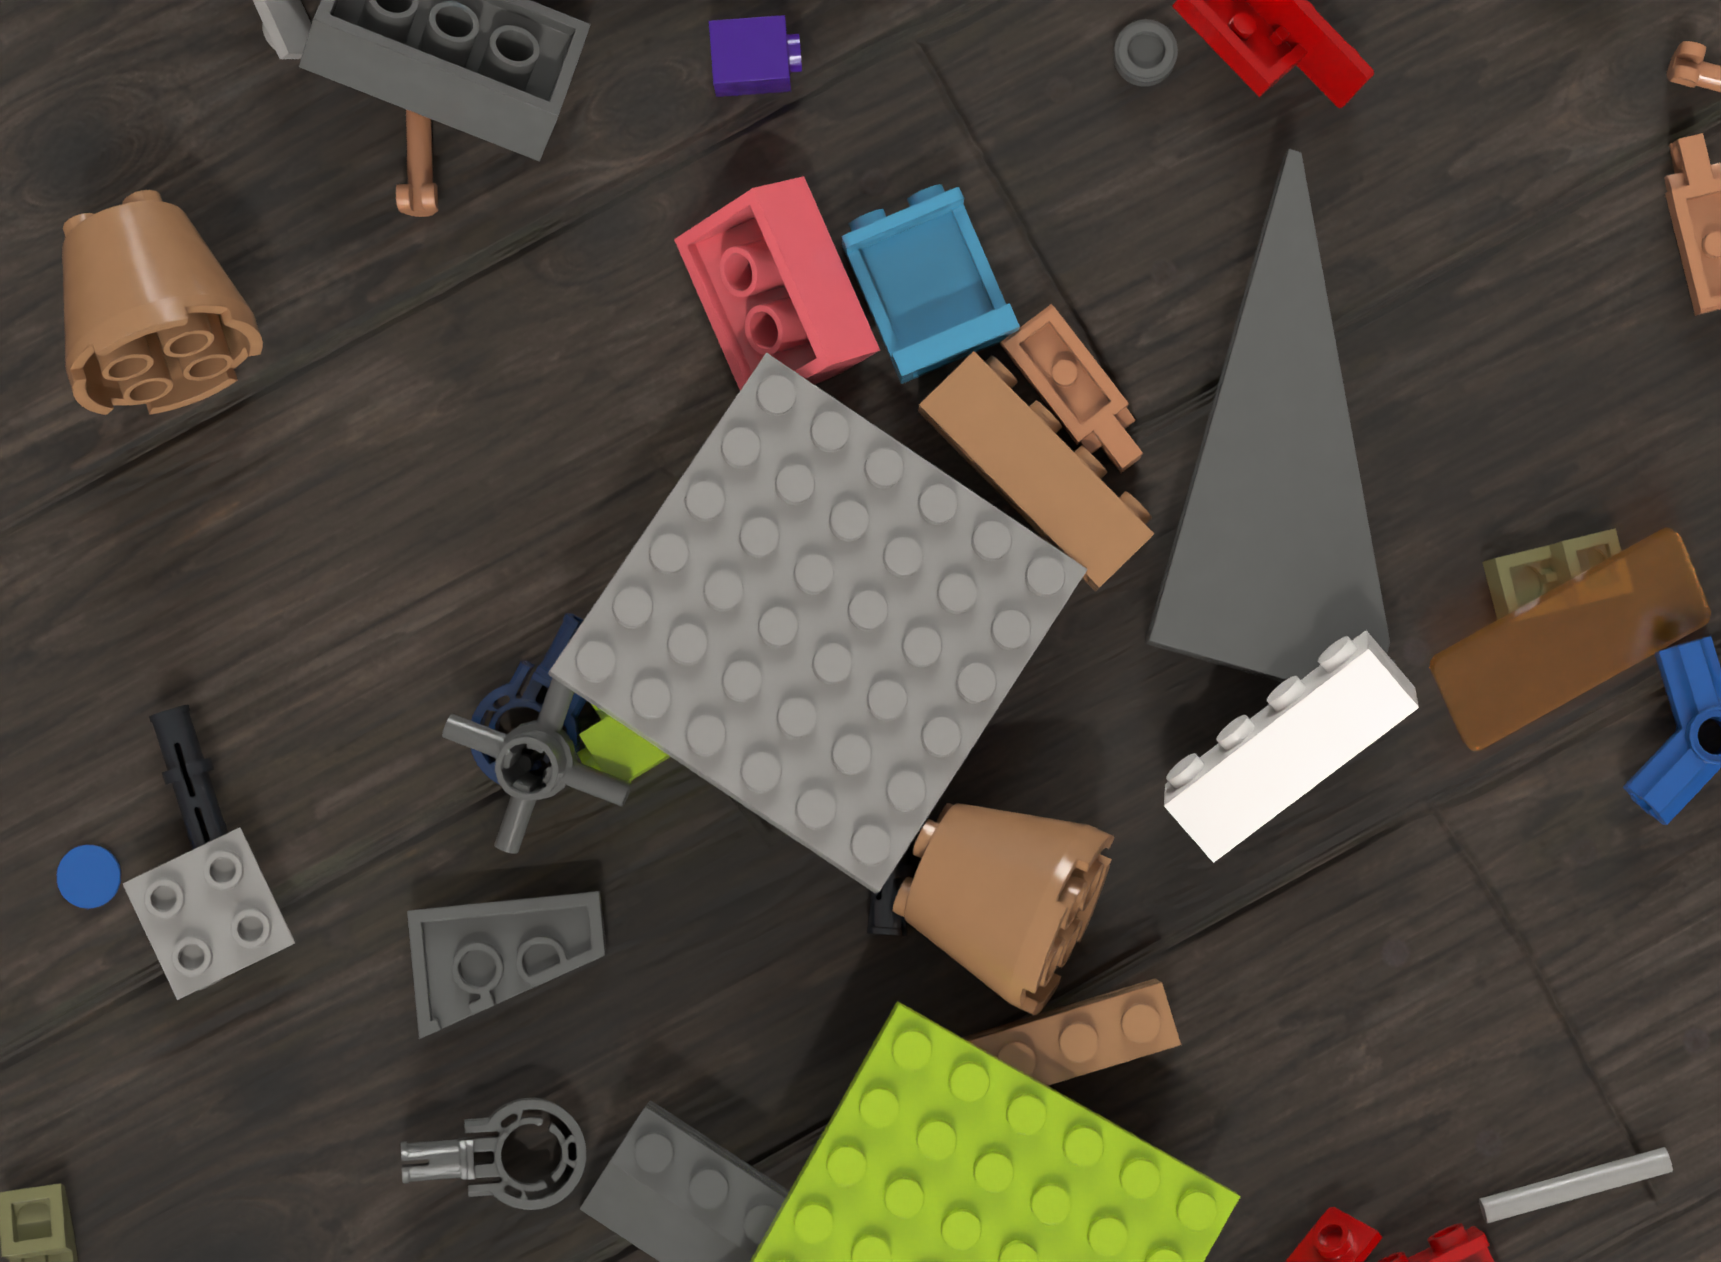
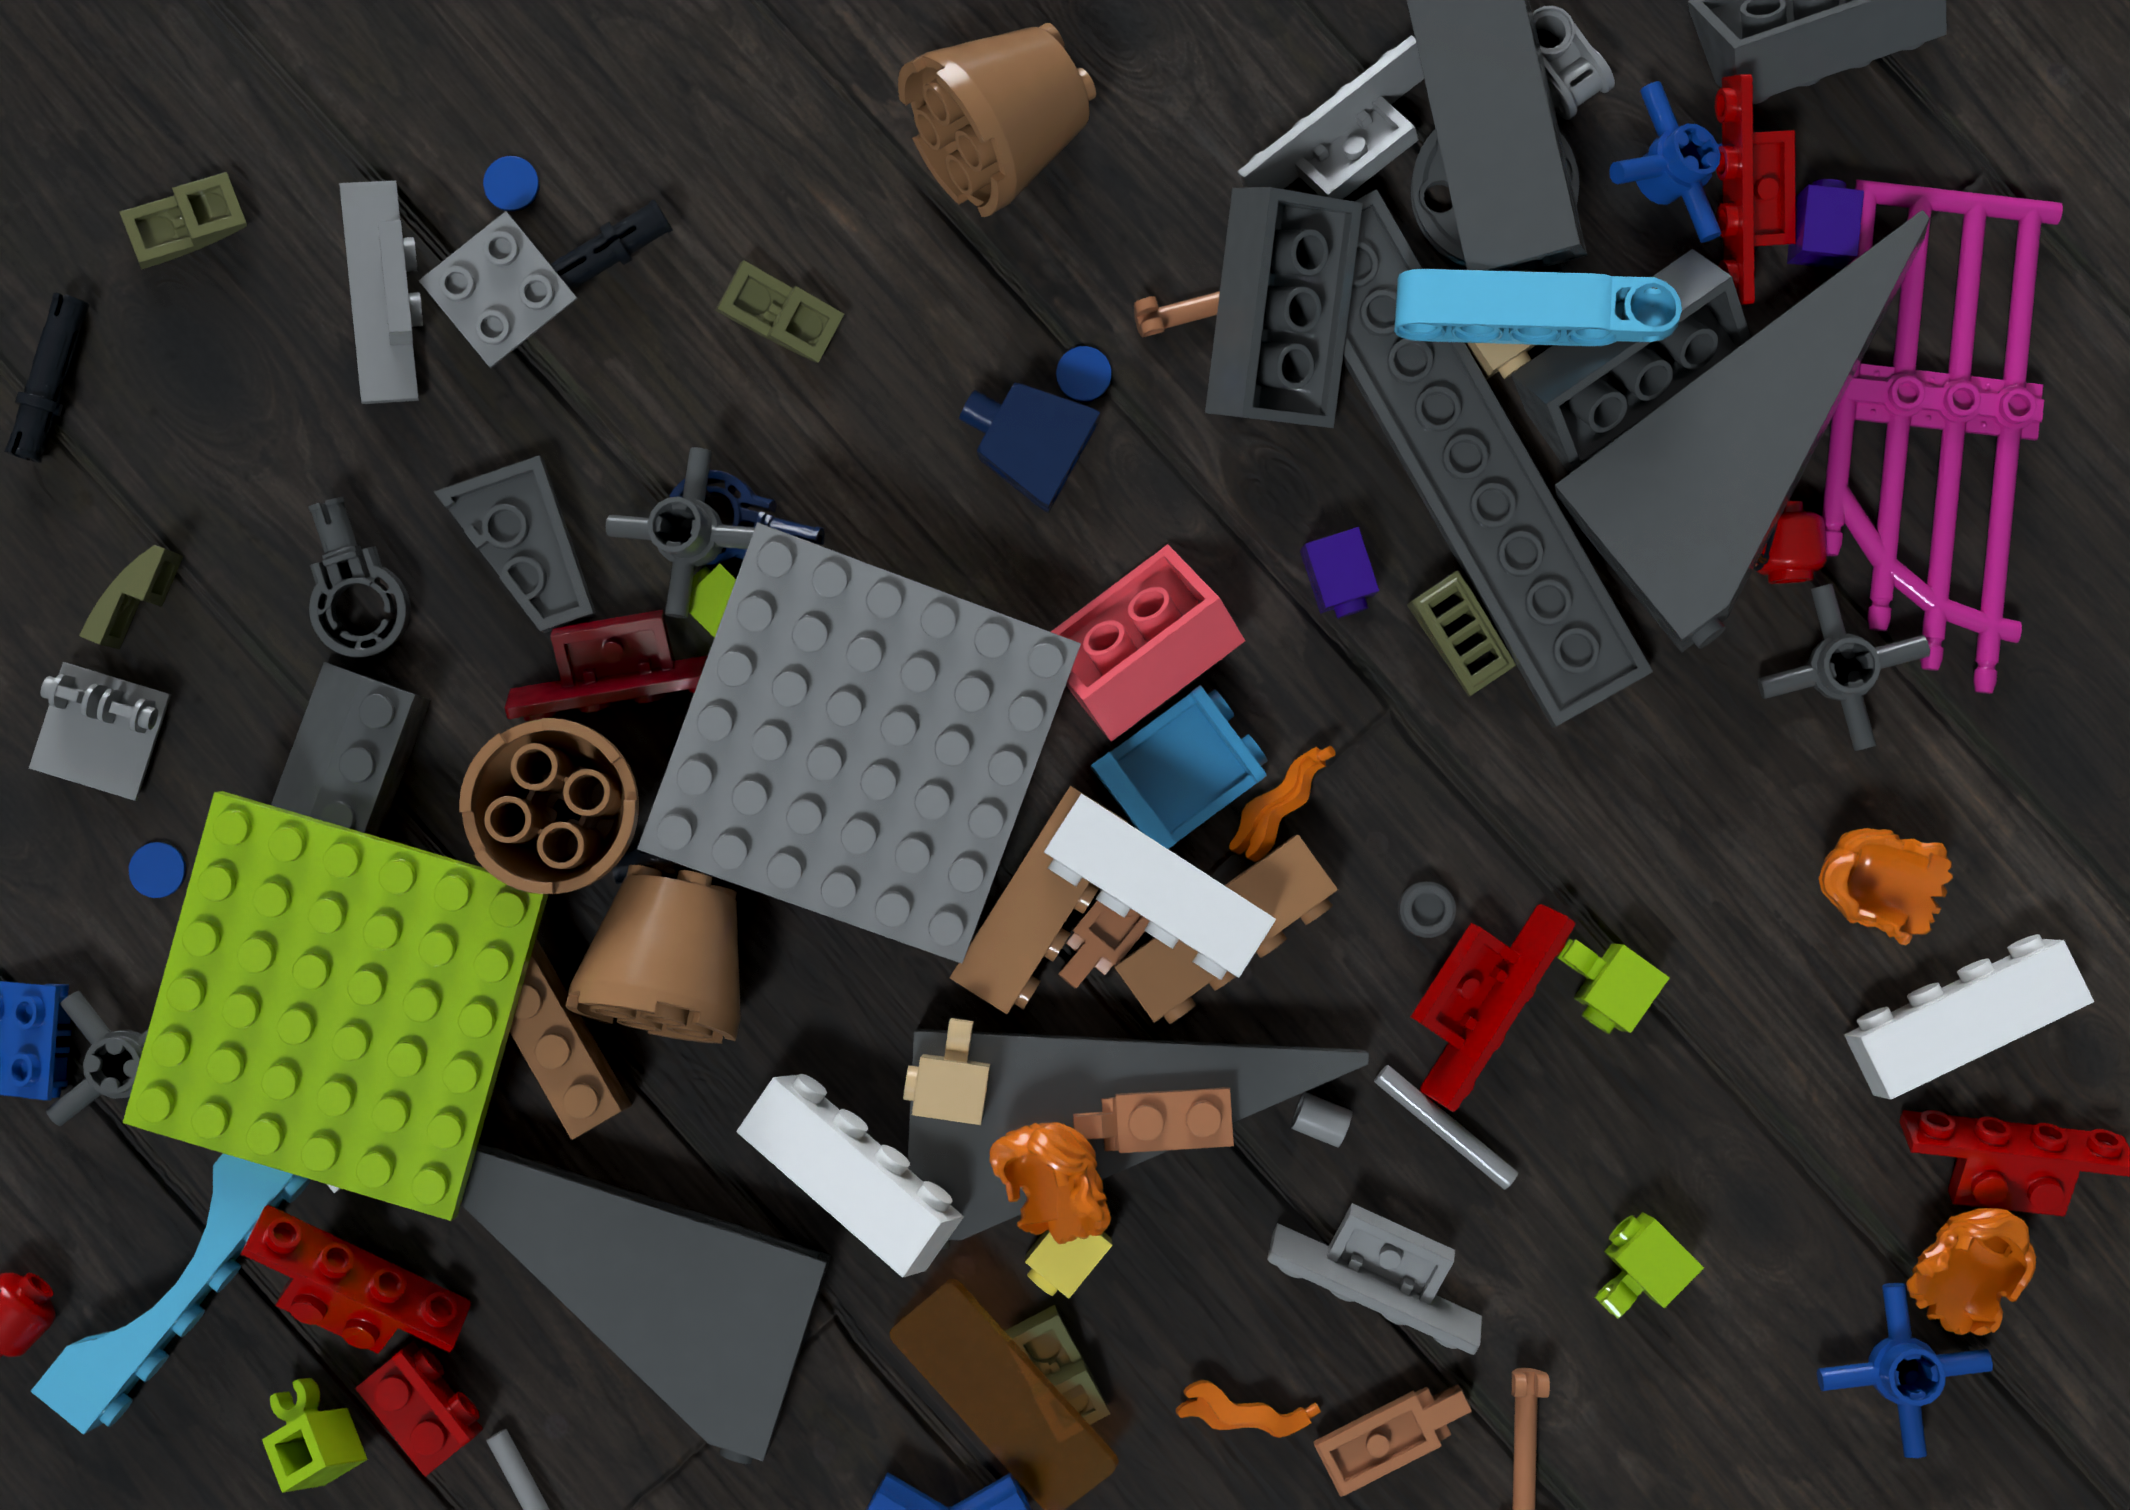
camera: 70 degrees right, 0 degrees up
(176, 1046) = (379, 291): none -> light grey bracket
(309, 607) = (779, 312): none -> olive slope
(461, 287) = (1083, 373): none -> blue piece
(522, 359) = (1031, 439): none -> dark blue torso
(660, 886) = (607, 664): none -> dark red bracket
(814, 1024) = (514, 797): none -> medium nougat cone
(997, 203) = (1263, 813): none -> orange hair
(1055, 330) = (1159, 886): none -> white brick
(1115, 273) = (1283, 884): none -> medium nougat brick
(1218, 608) = (951, 1084): none -> tan brick
(1311, 391) = (1161, 1120): none -> nougat hinge
(1348, 221) = (1321, 1119): none -> light grey hinge
(1350, 516) = (1058, 1177): none -> orange hair
(1378, 970) = (676, 1294): none -> dark grey slope
(1387, 89) = (1446, 1127): none -> light grey bar
(1429, 533) = (1064, 1265): none -> light yellow brick
(1528, 192) = (1383, 1270): none -> light grey bracket
(1642, 407) = (1223, 1414): none -> orange hair

